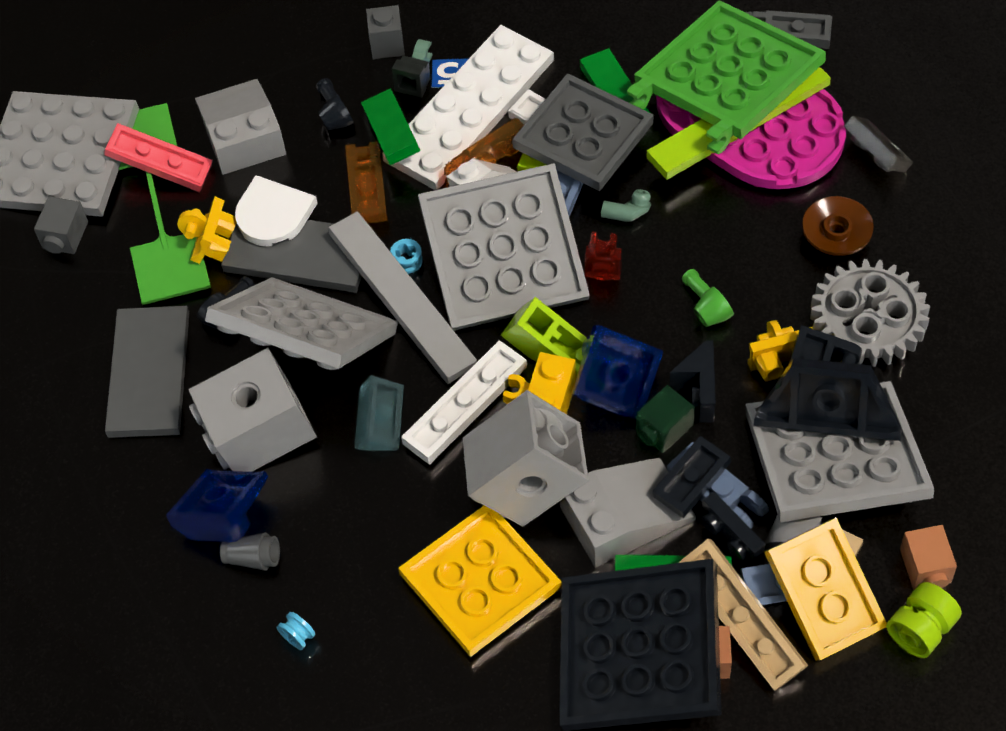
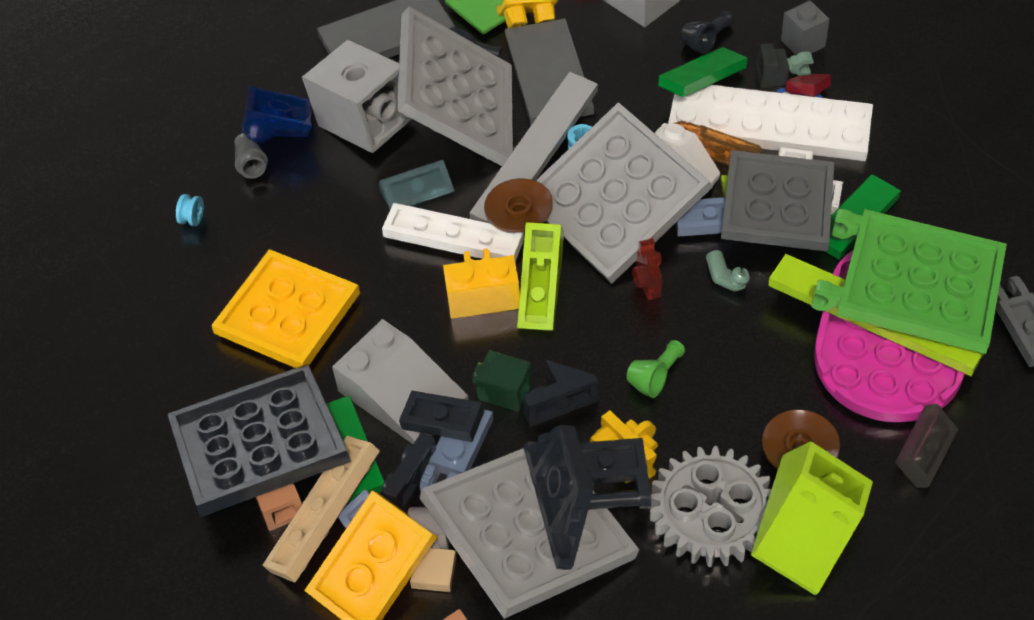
camera: 65 degrees right, 5 degrees down
(272, 212) = (569, 35): white tile -> none
(366, 182) = (635, 83): clear orange plate -> none
(448, 59) = (808, 84): none -> dark red tile
(470, 318) = (518, 202): none -> reddish brown dish
(524, 459) = (388, 278): light grey brick -> none
(616, 372) = (530, 320): clear blue slope -> none
(918, 243) = (810, 515): none -> lime slope

